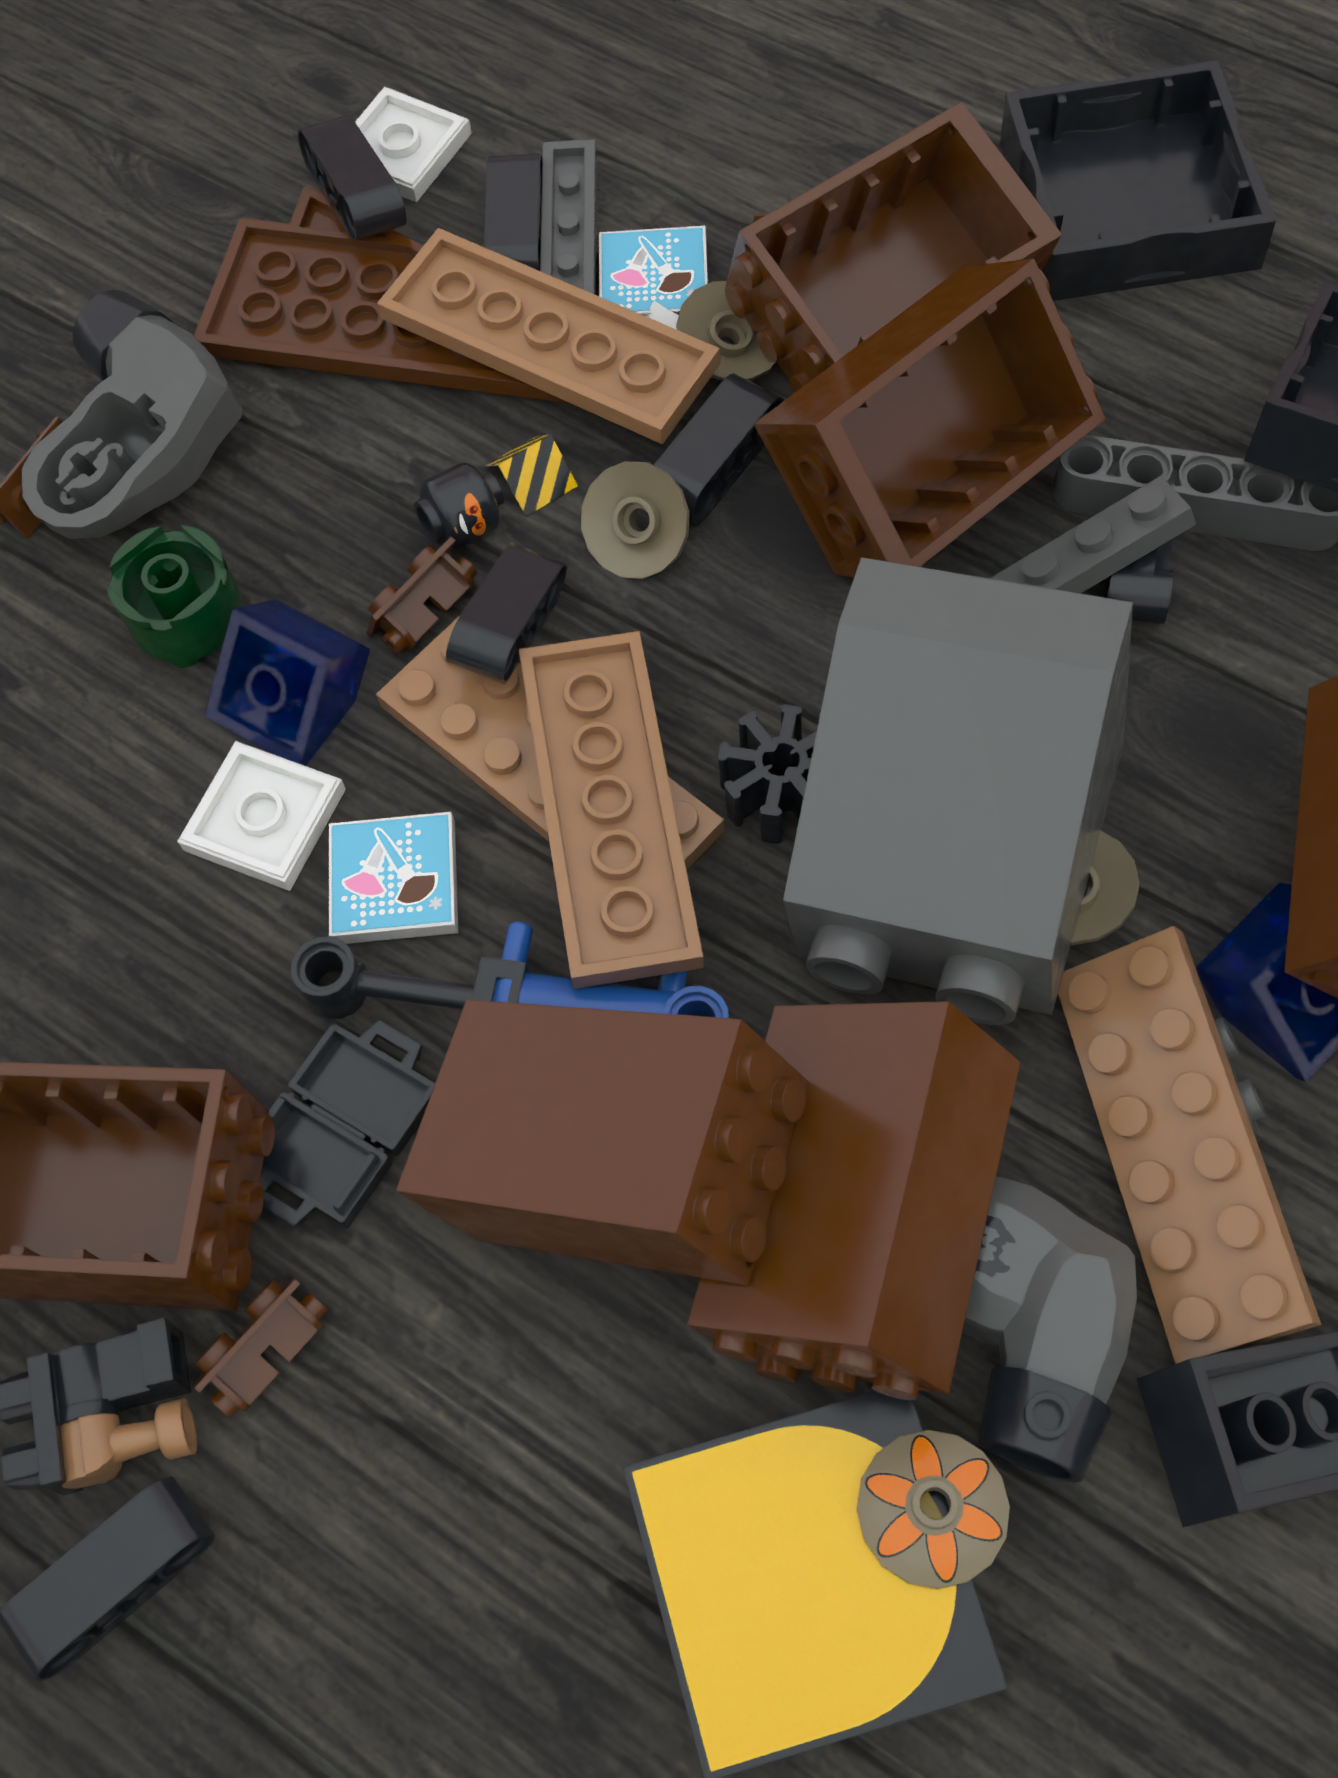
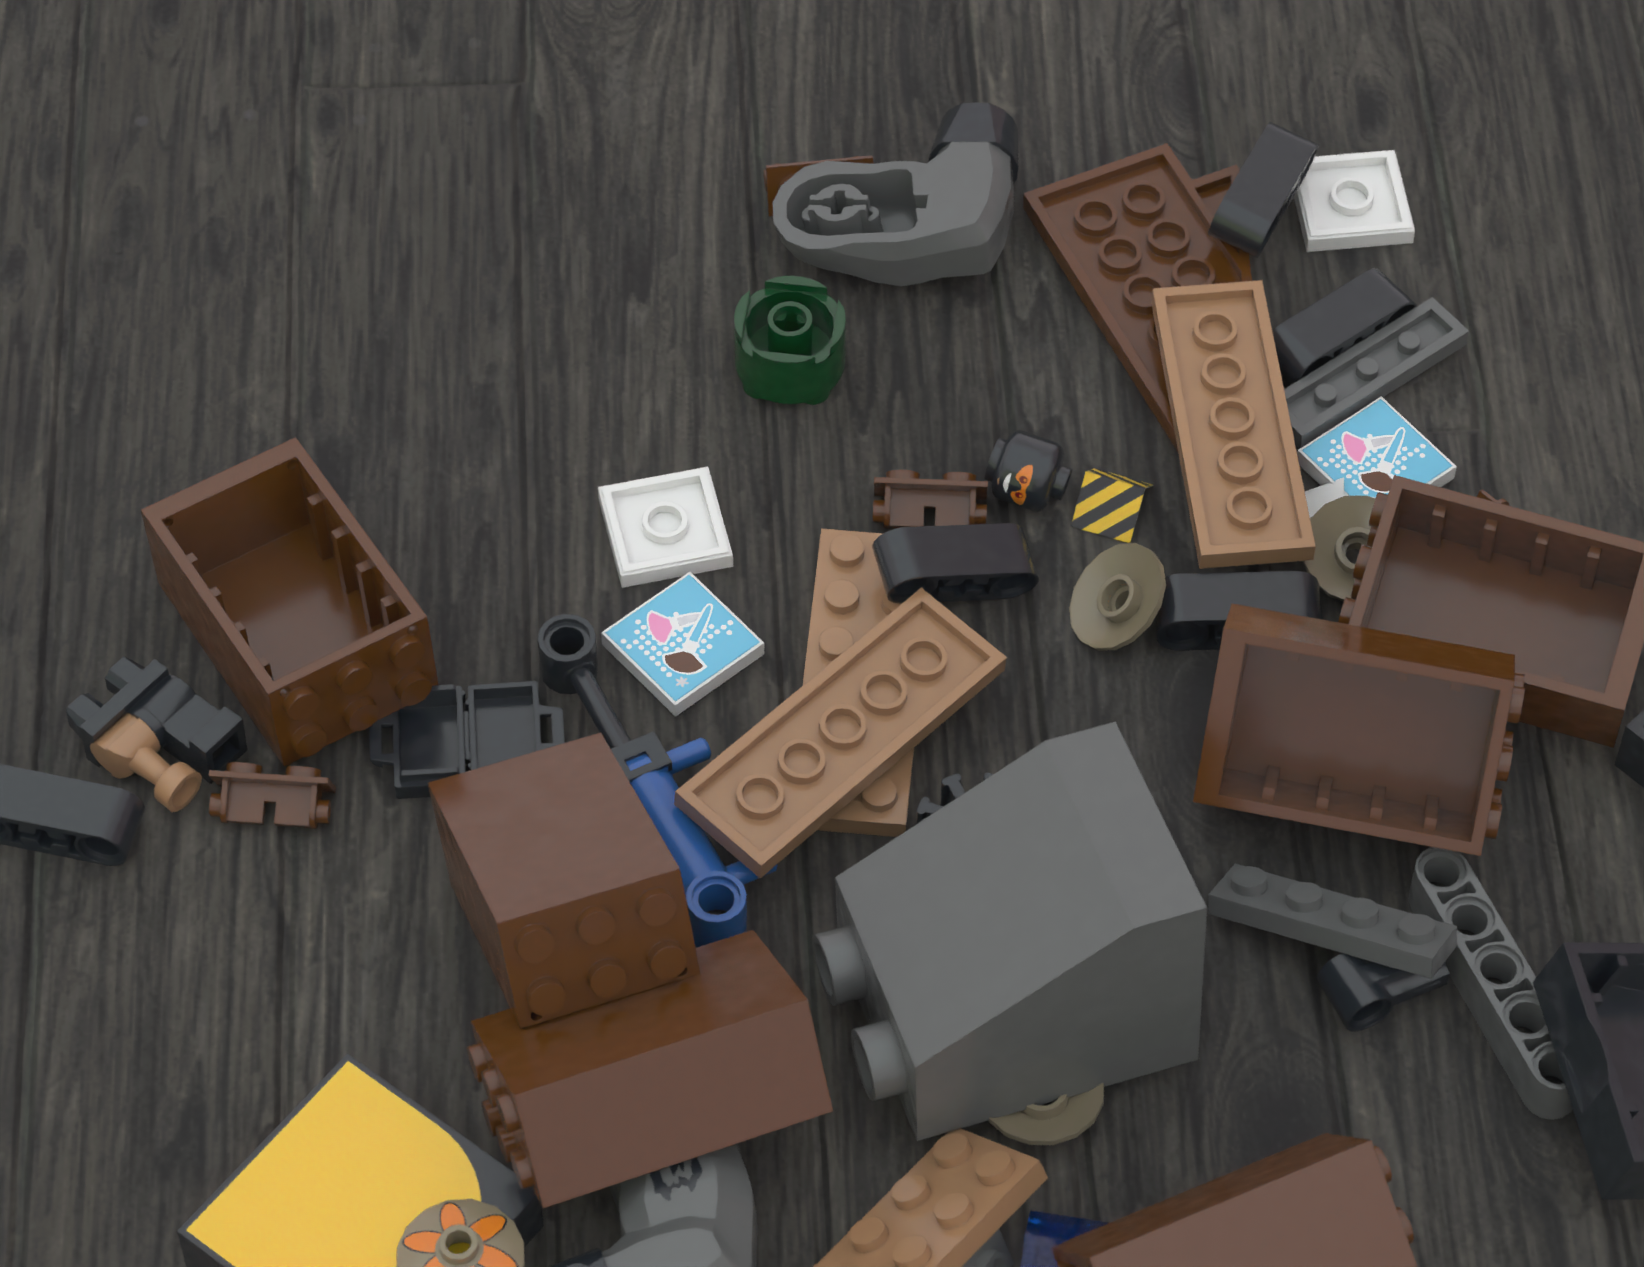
camera: 45 degrees right, 10 degrees down
(284, 679) = (783, 461): clear blue slope -> none

